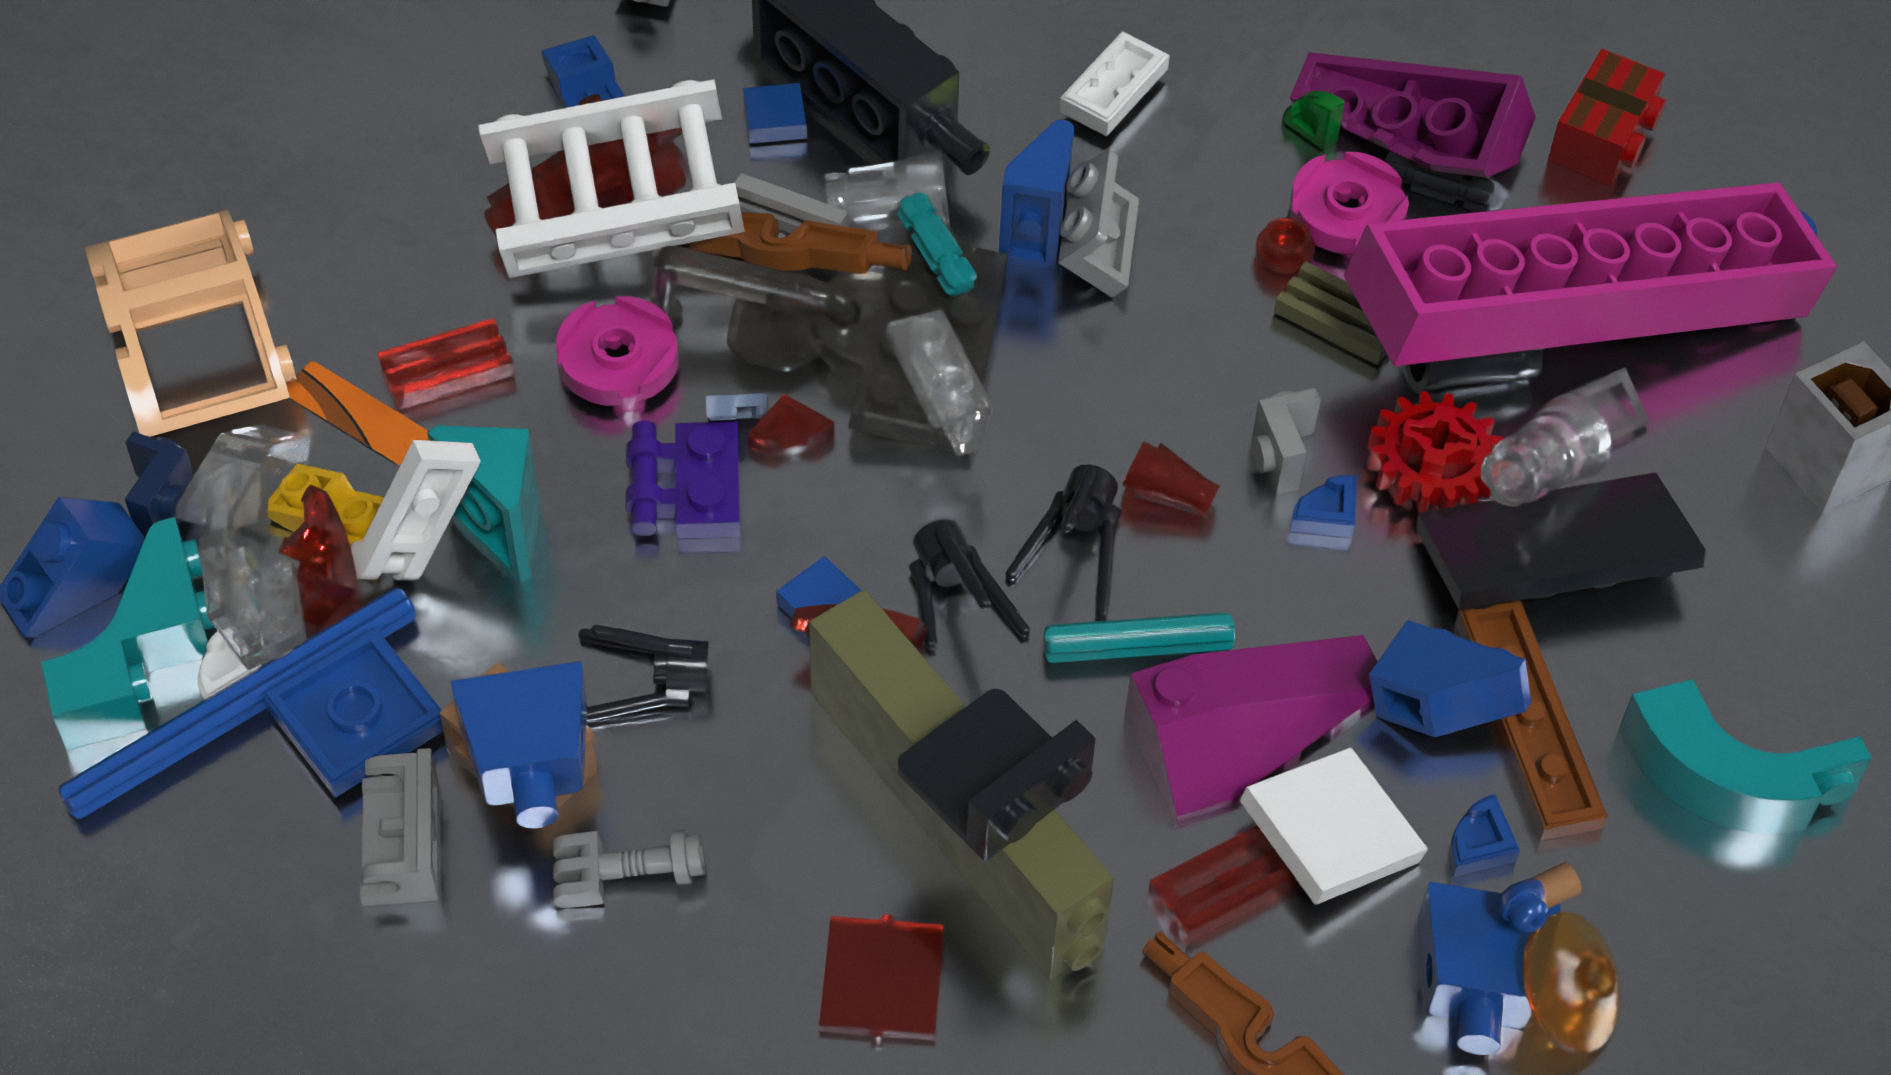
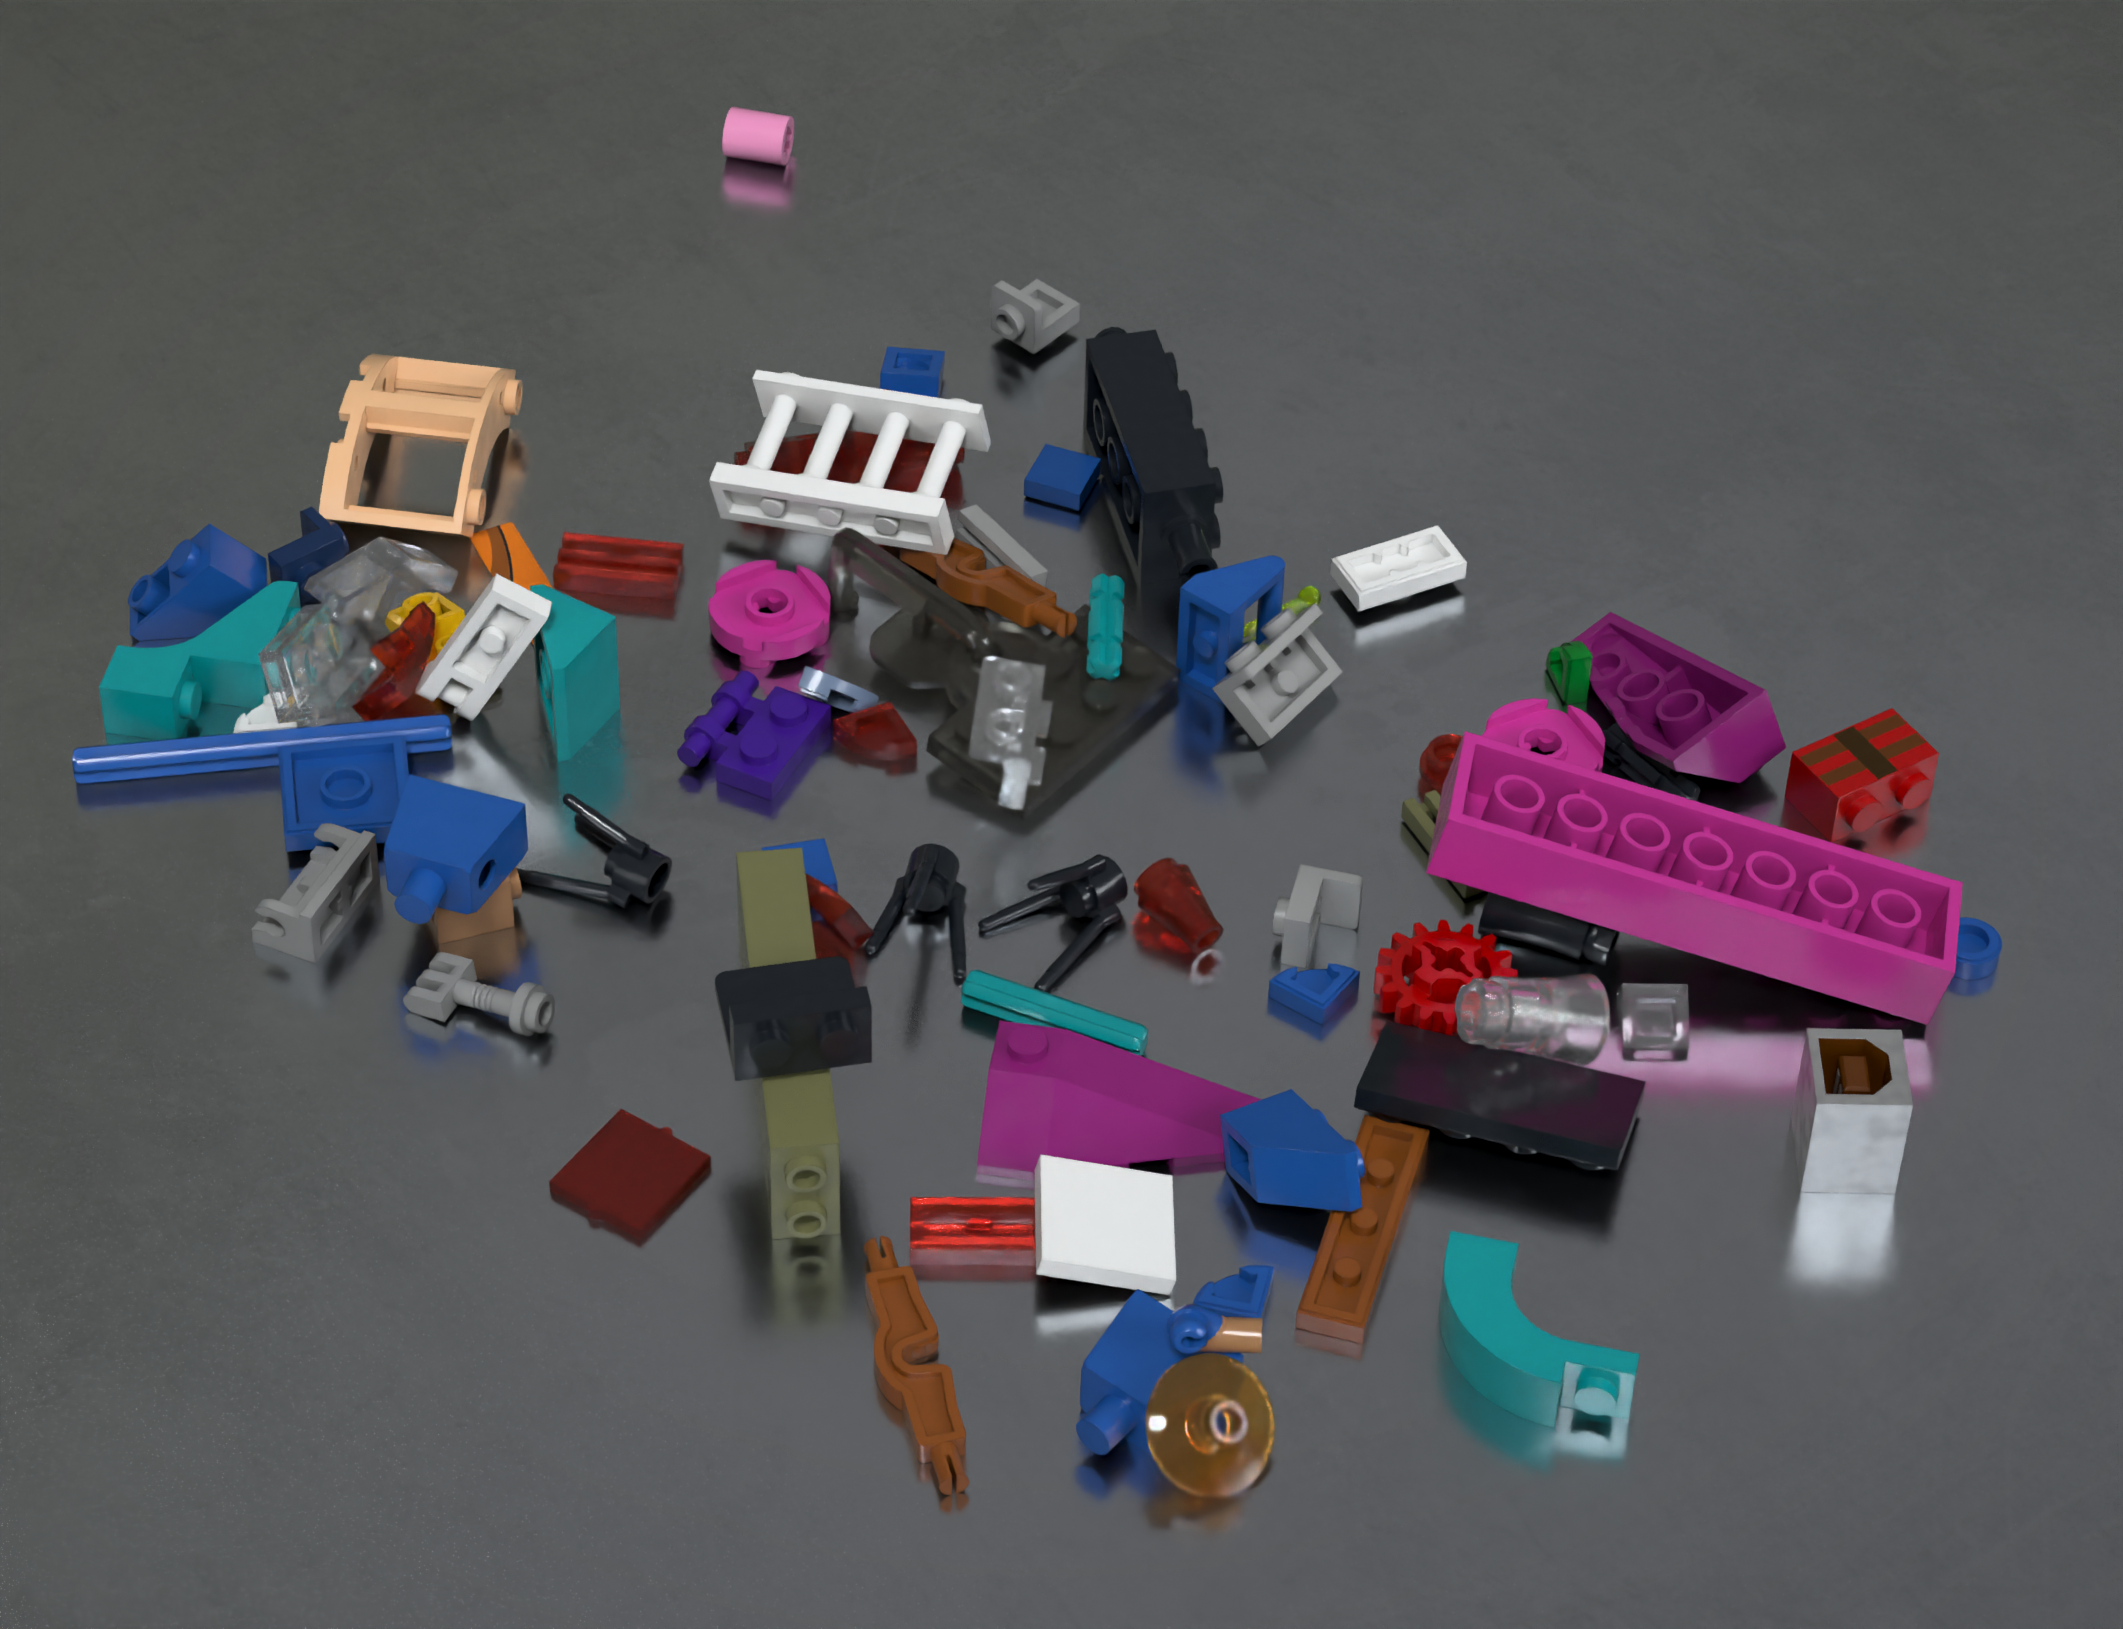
camera: 30 degrees right, 10 degrees down
(875, 191) = (1145, 571): clear plant -> none

